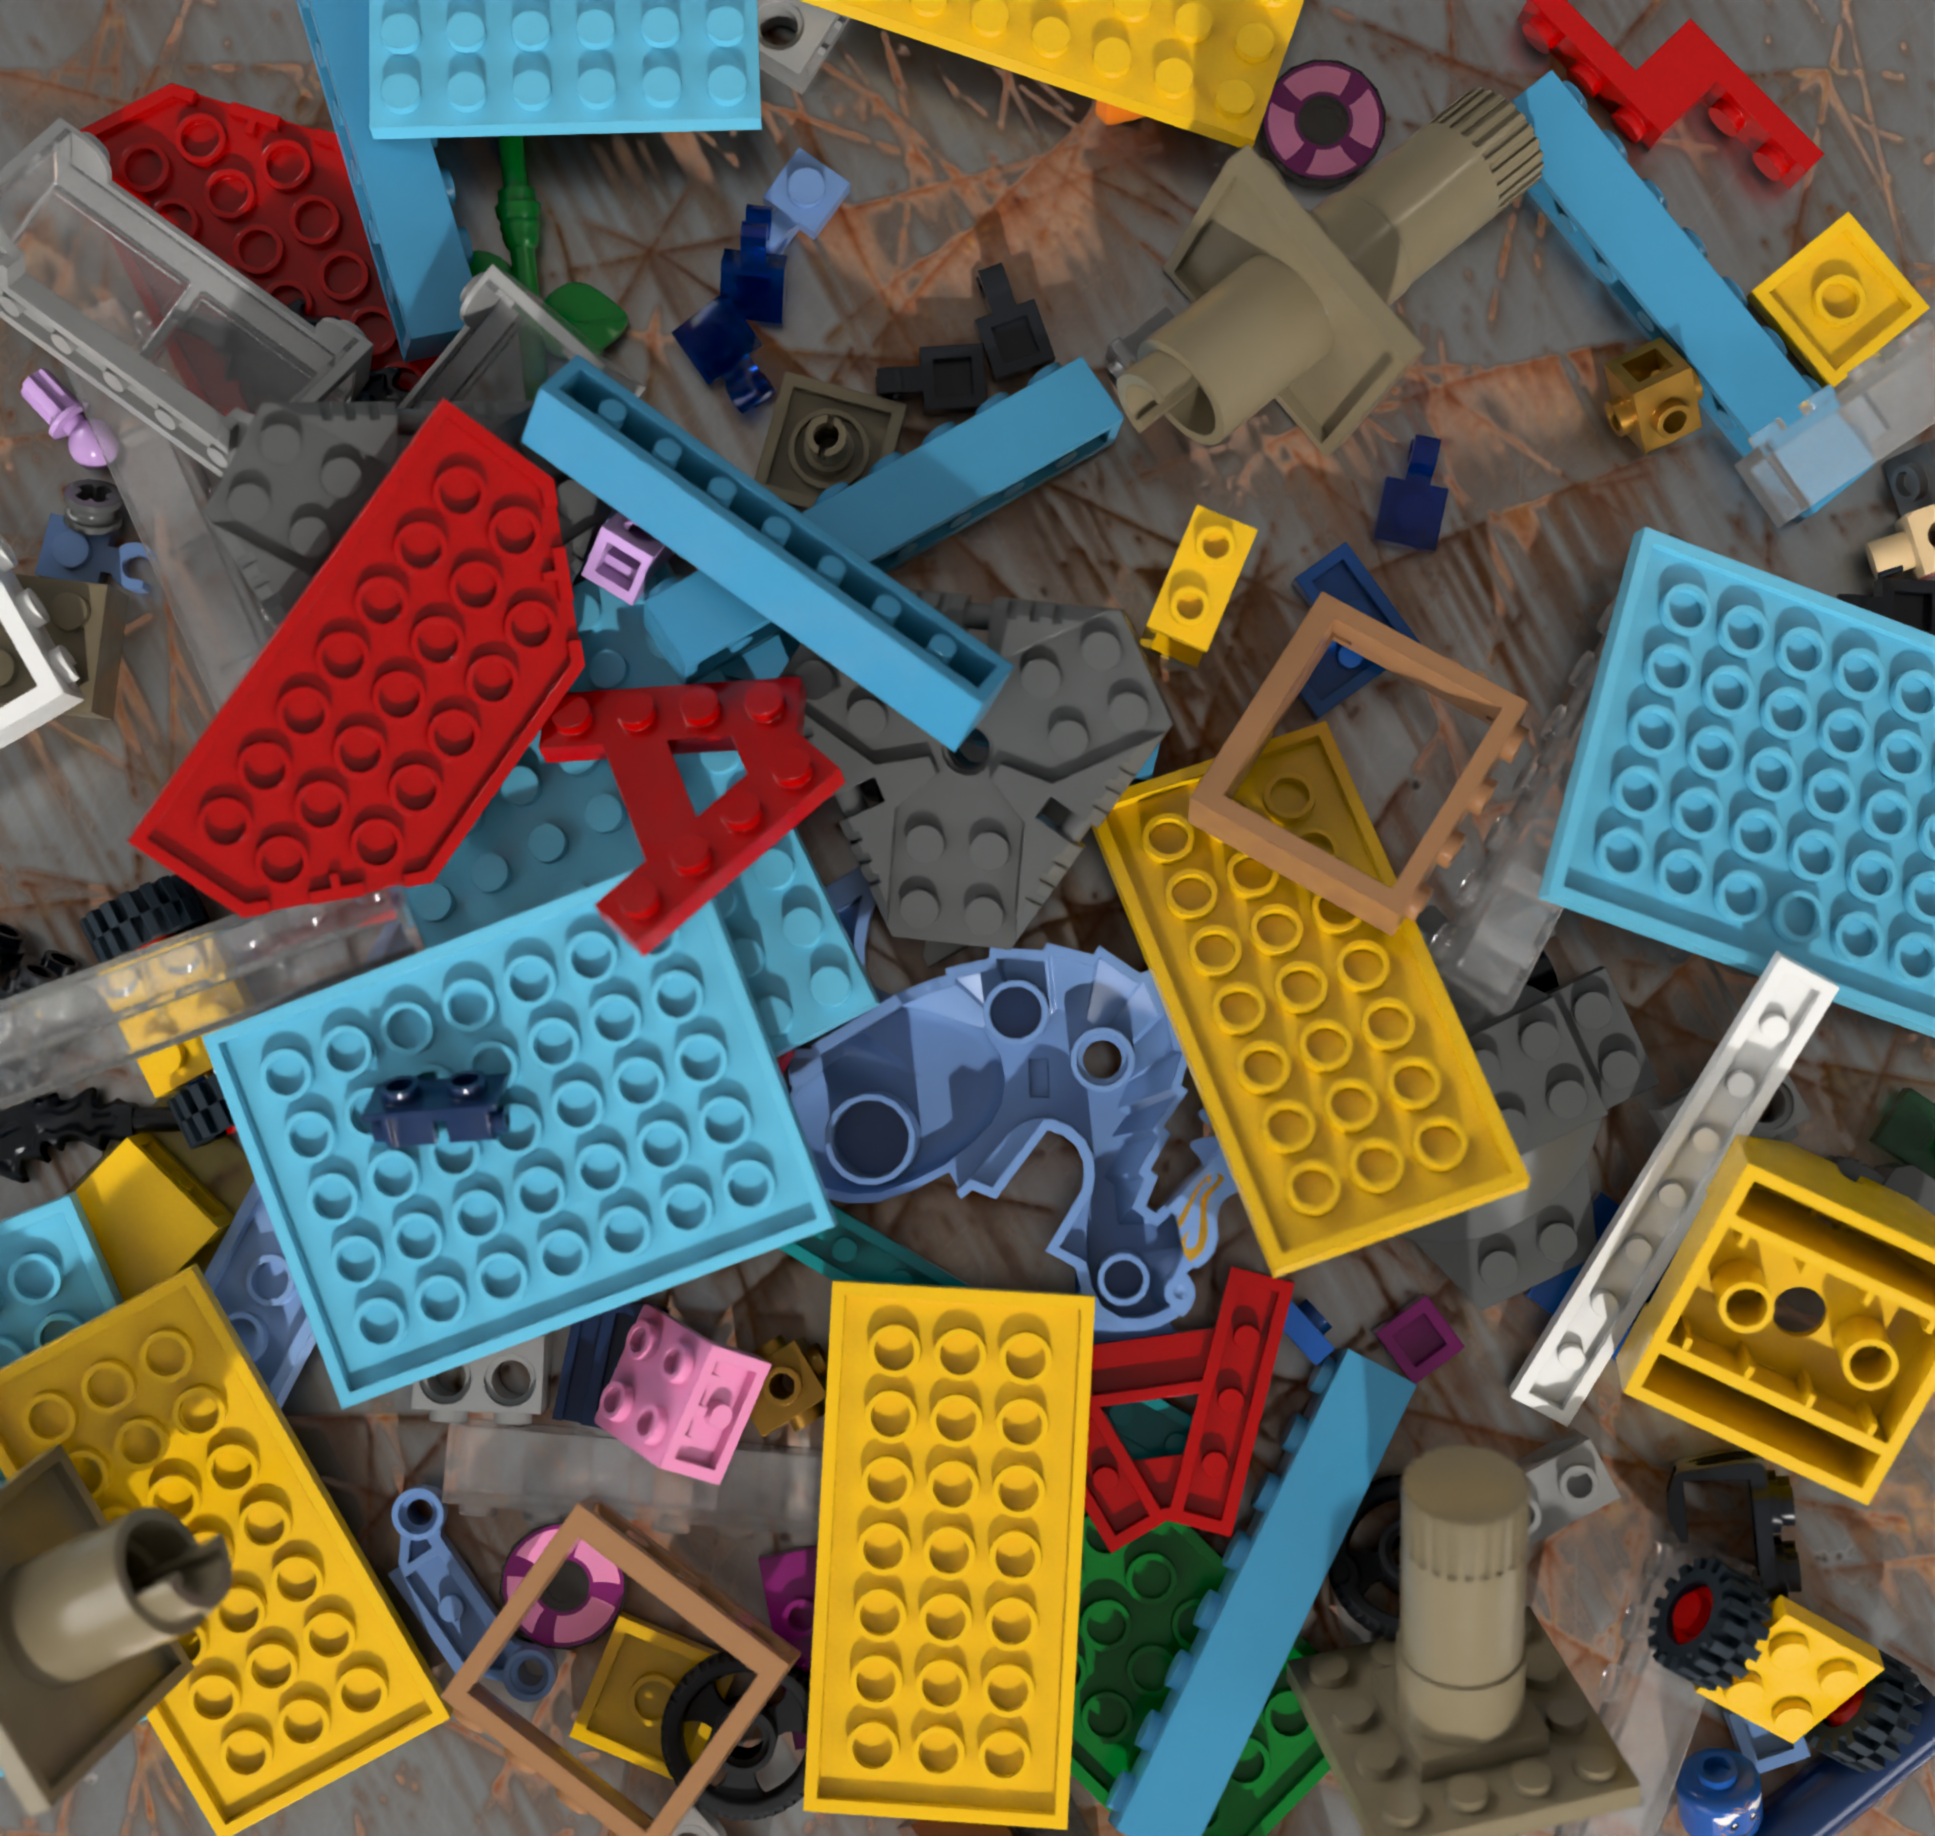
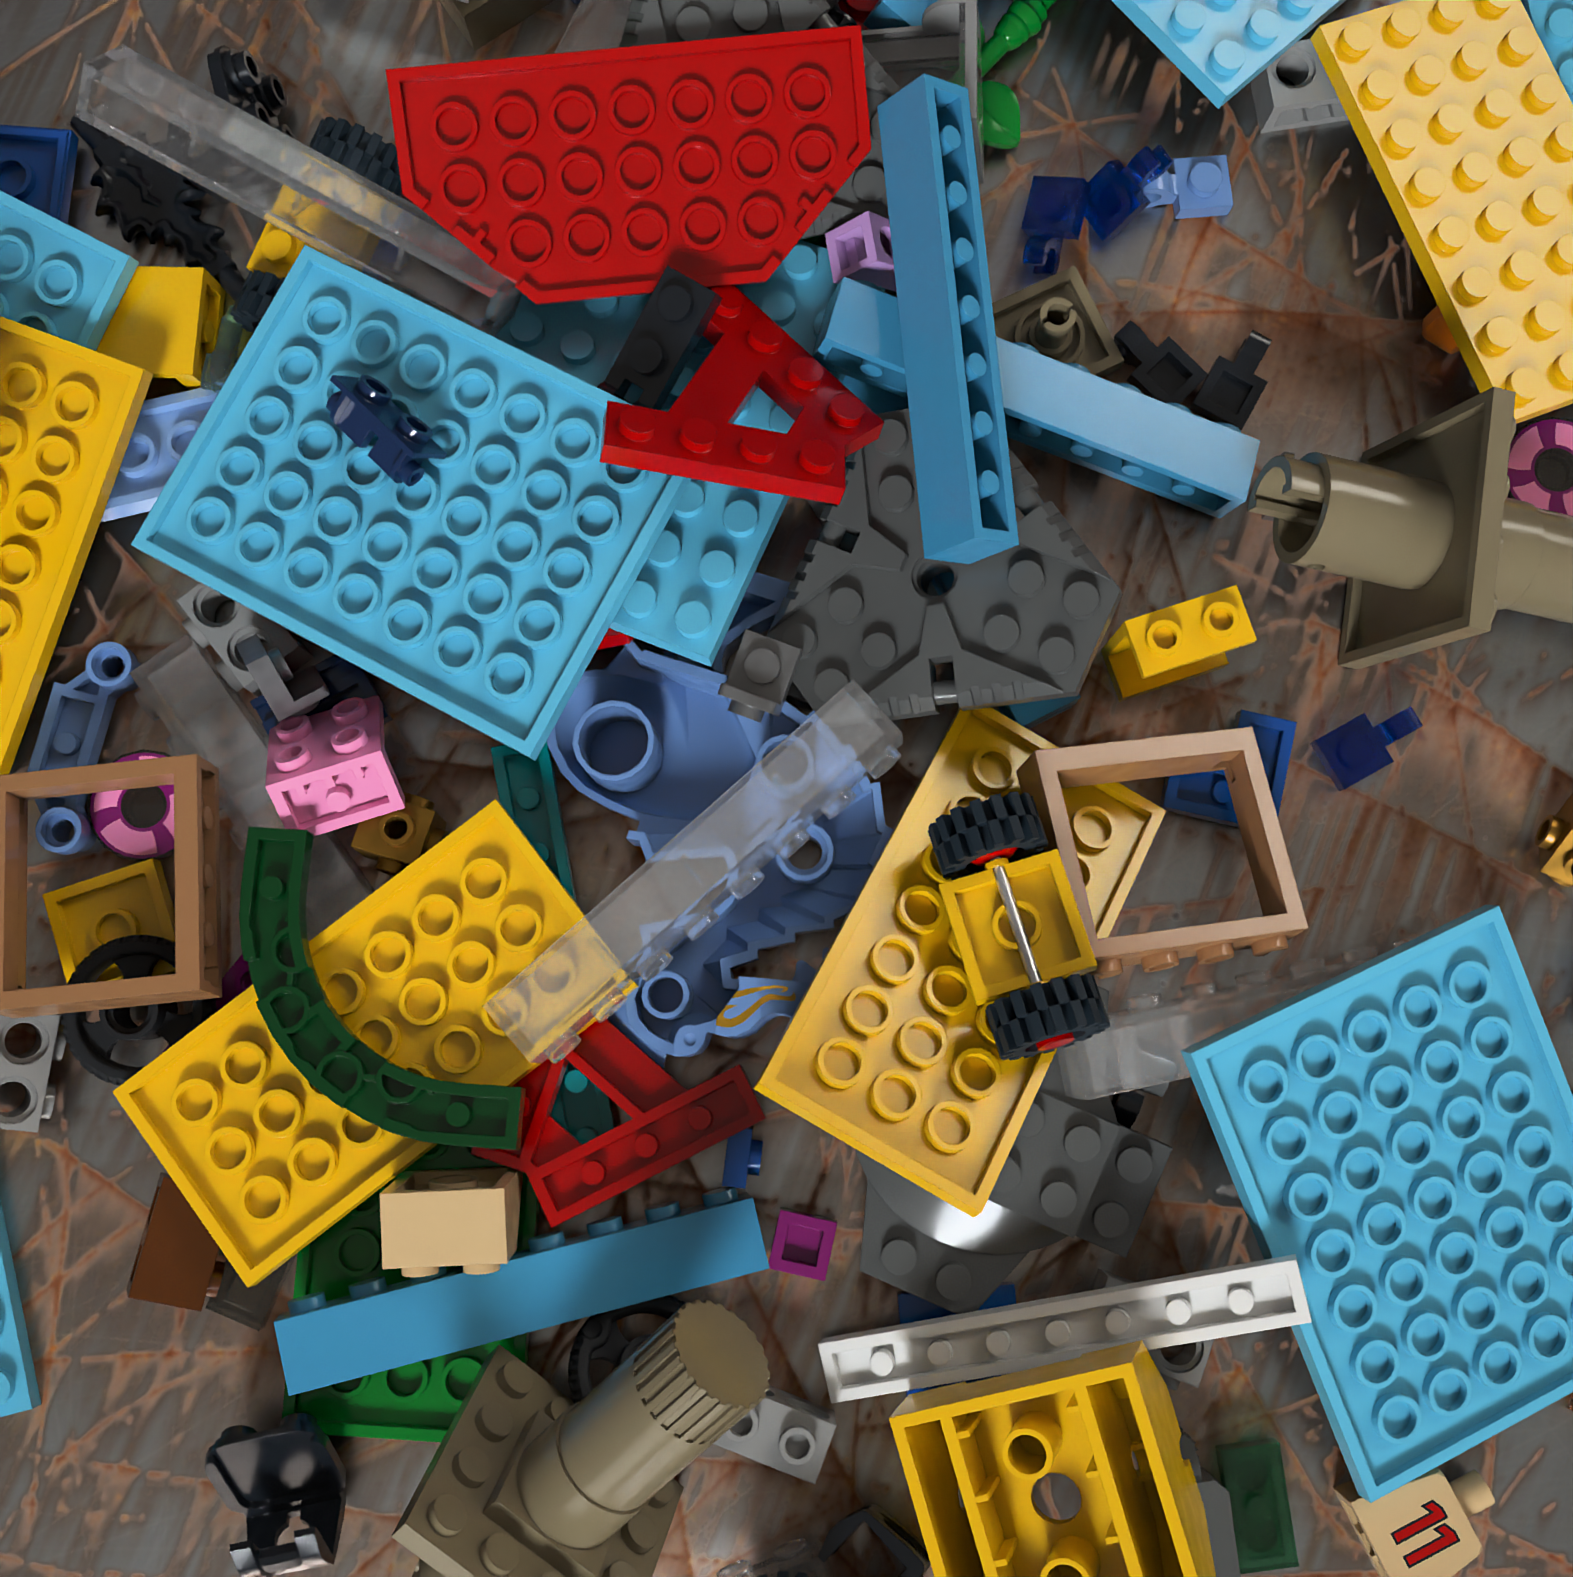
camera: 50 degrees right, 5 degrees down
(221, 1191) = (224, 357): none -> clear light blue piece
(563, 806) = (662, 339): none -> black plate
(577, 1380) = (283, 691): none -> flat silver bracket
(914, 1599) = (319, 1040): none -> dark green plate
(925, 970) = (760, 676): none -> flat silver bracket
(1049, 1170) = (695, 874): none -> clear brick
(1155, 1613) = (450, 1220): none -> tan slope
(1324, 945) = (1017, 926): none -> plate

